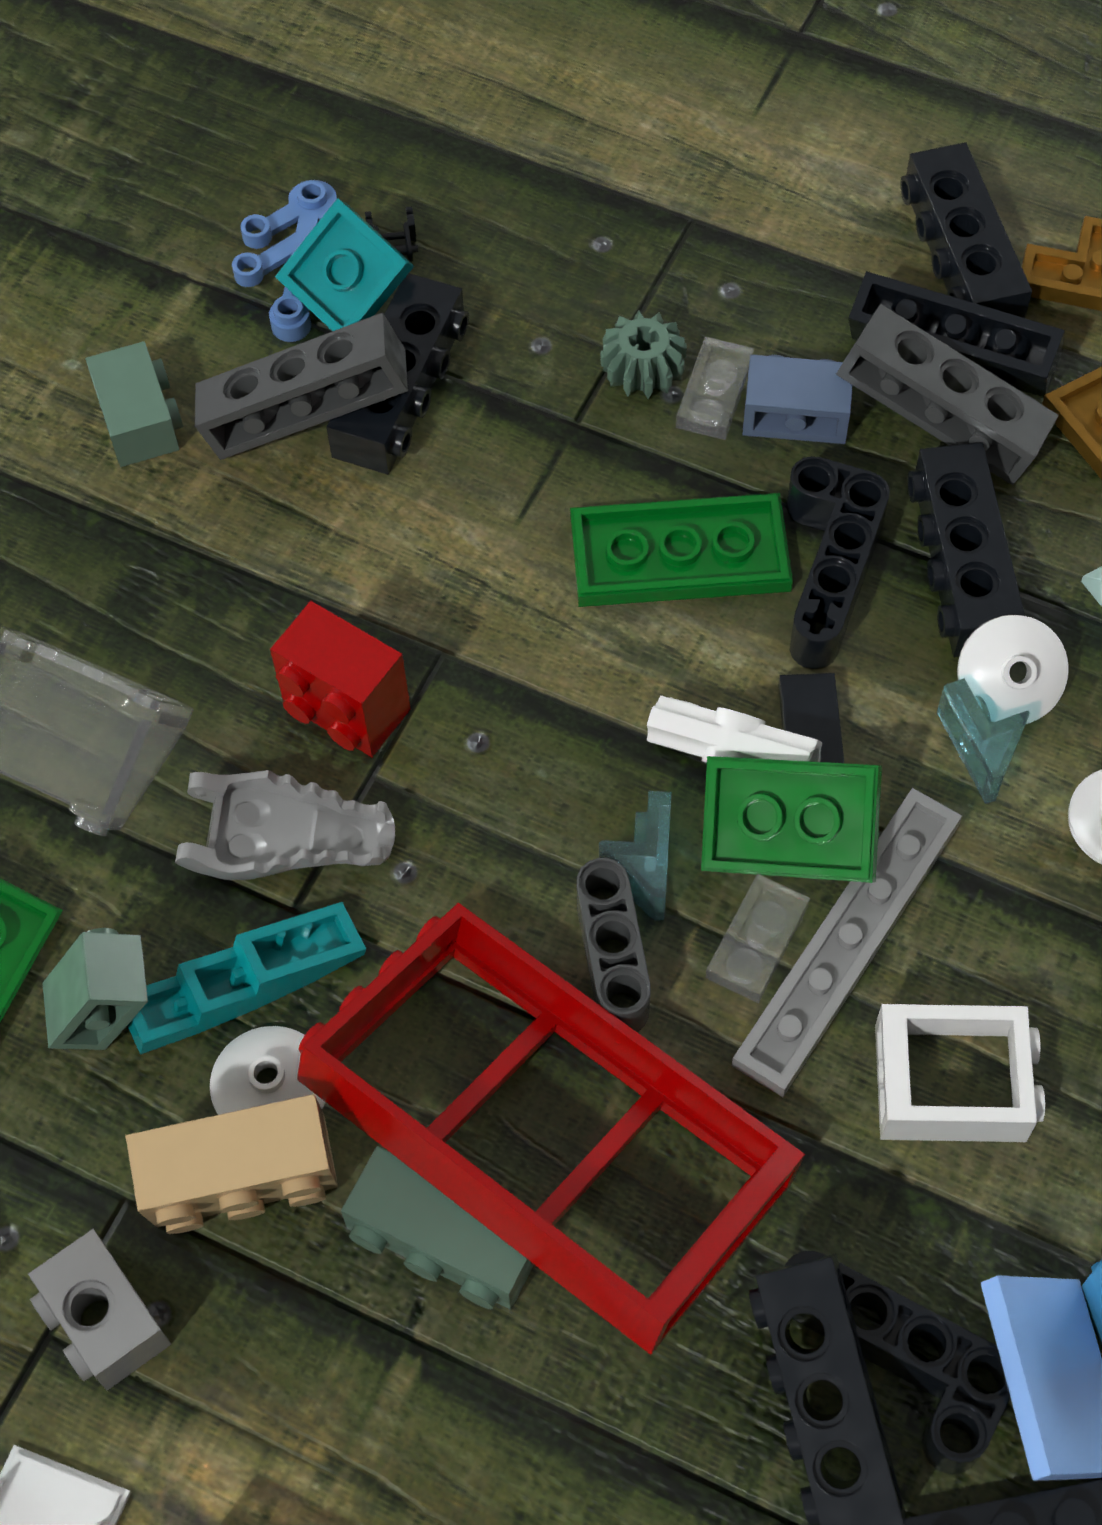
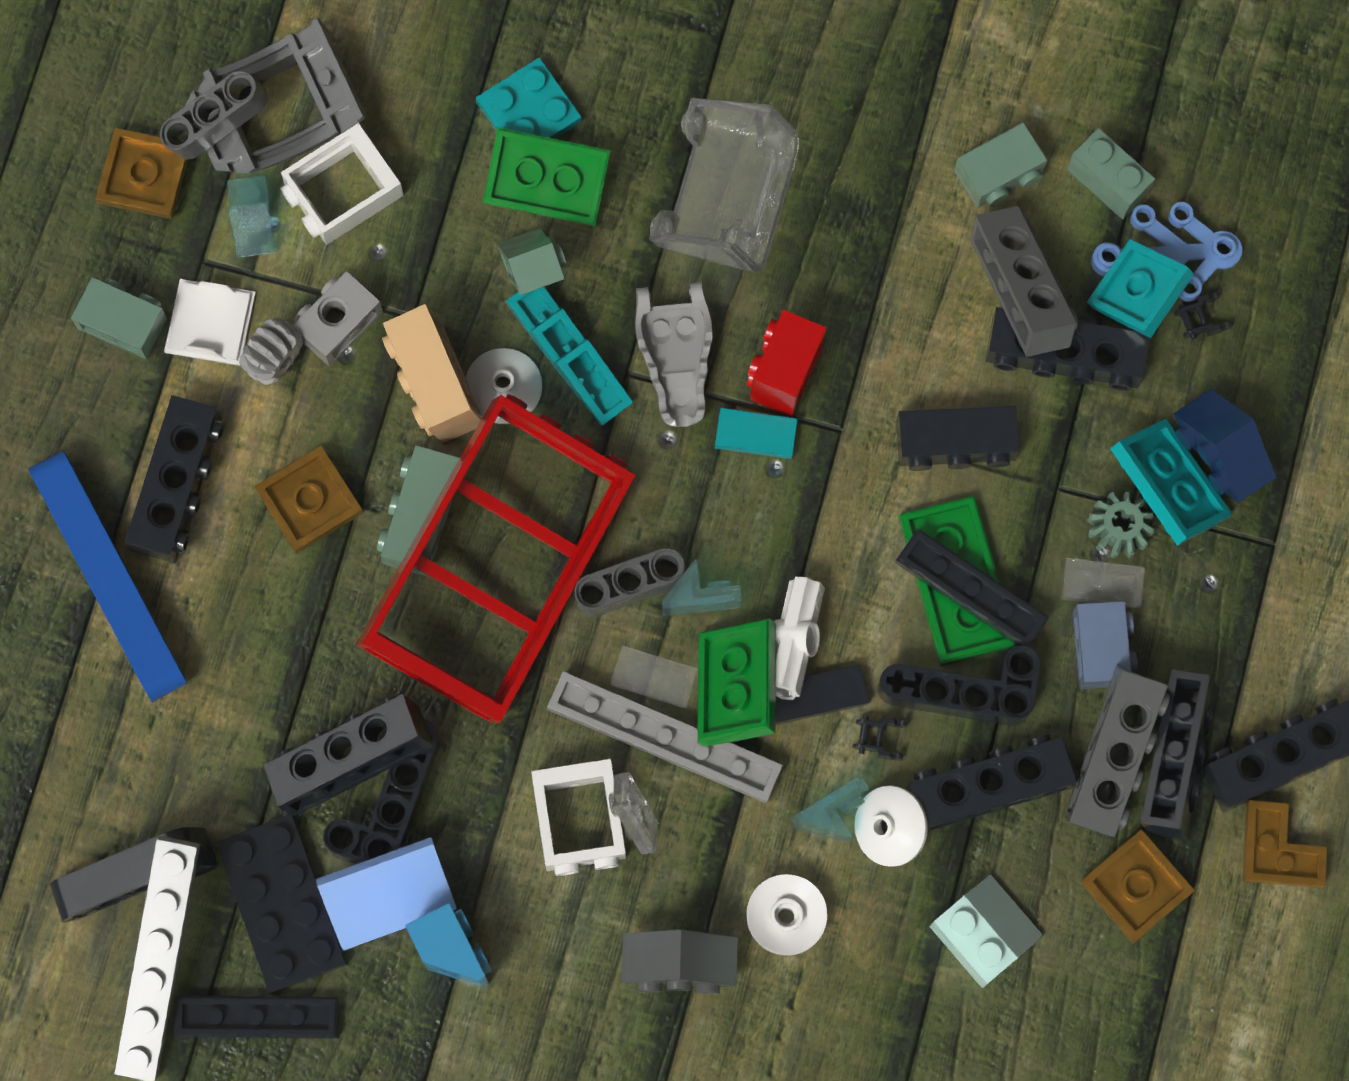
camera: 75 degrees right, 15 degrees up
(126, 1421) = (271, 350): none -> light grey gear
(181, 288) = (1110, 173): none -> sand green brick
(385, 1407) = (308, 499): none -> pearl gold plate
(424, 753) = (756, 433): none -> teal tile
(488, 511) = (957, 437): none -> black brick
(560, 216) = (1227, 443): none -> dark blue brick
(602, 289) = (1171, 482): none -> teal plate
(699, 526) = (971, 589): none -> black tile
(900, 676) = (862, 746): none -> black piece
(969, 983) = (634, 812): none -> clear plate

